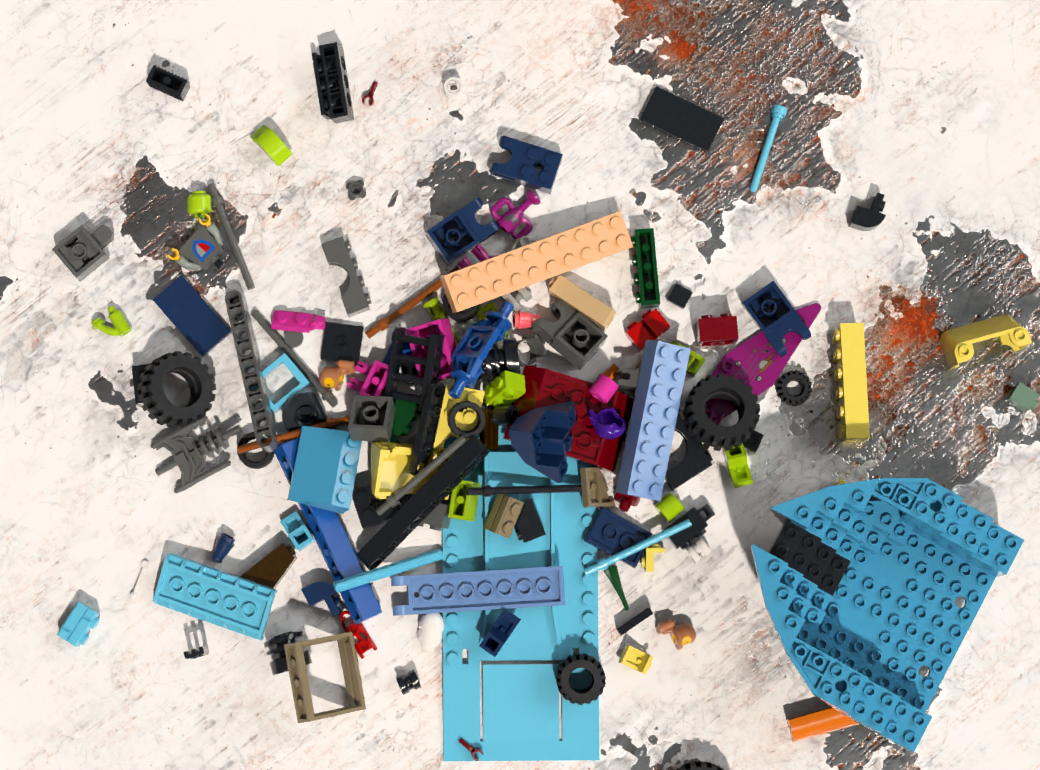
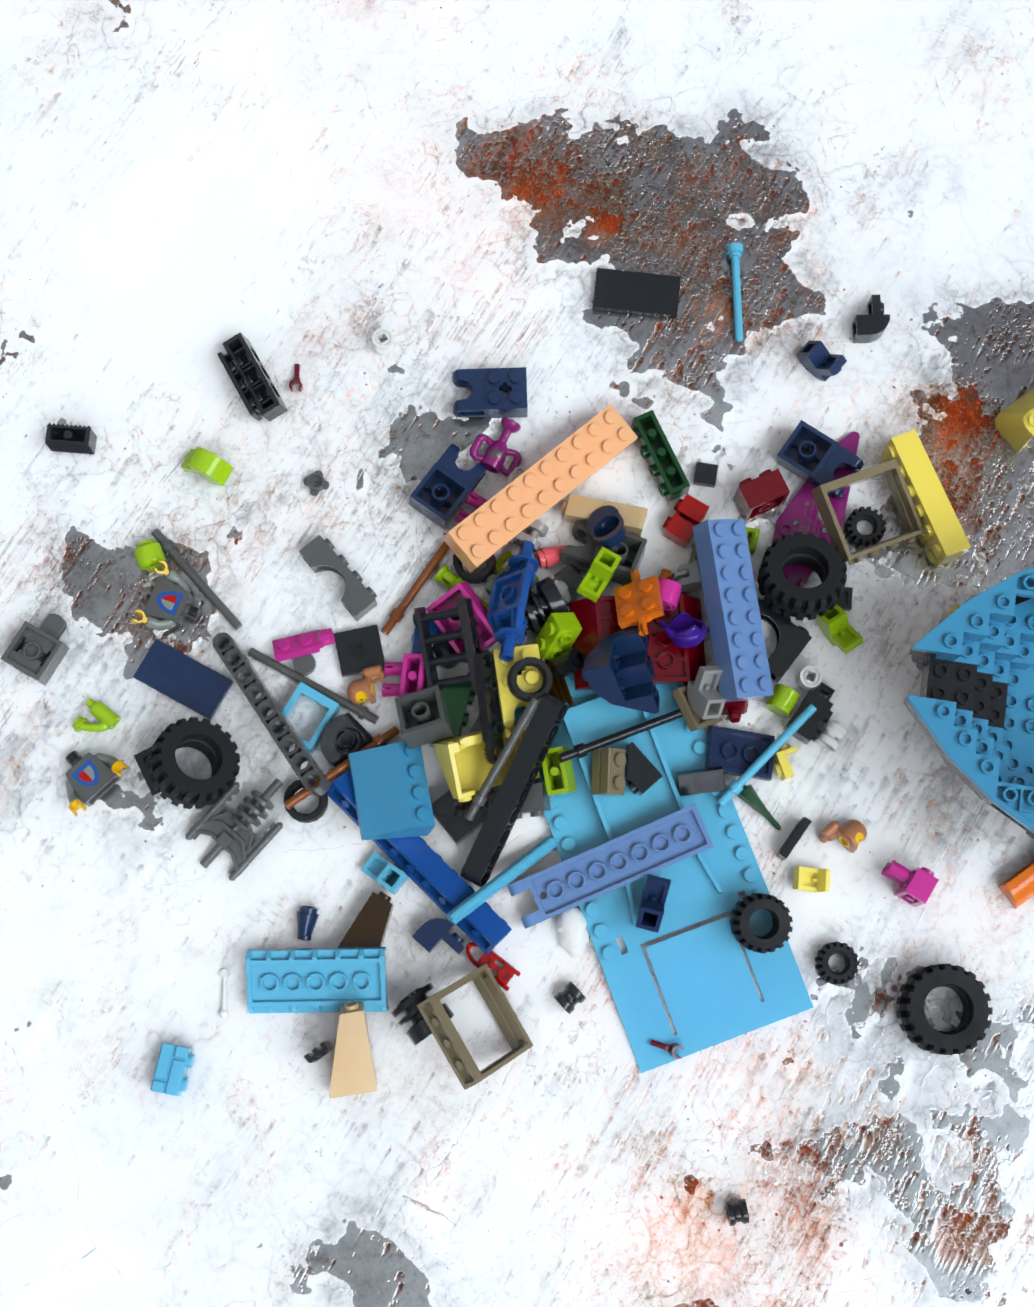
camera: 20 degrees left, 5 degrees down
(91, 371) = (90, 778): none -> torso
(221, 668) = (353, 1057): none -> tan slope
(555, 353) = (599, 574): none -> lime brick
(576, 314) = (606, 526): none -> dark blue piece
(576, 549) = (700, 781): none -> black tile
(577, 387) = (638, 602): none -> orange plate
(604, 482) = (703, 693): none -> light grey brick
(642, 735) = (850, 963): none -> black tyre
(698, 497) = (808, 682): none -> white wheel
(716, 692) = (914, 884): none -> dark pink brick
(812, 233) = (819, 361): none -> dark blue brick
(832, 378) = (902, 499): none -> dark tan window

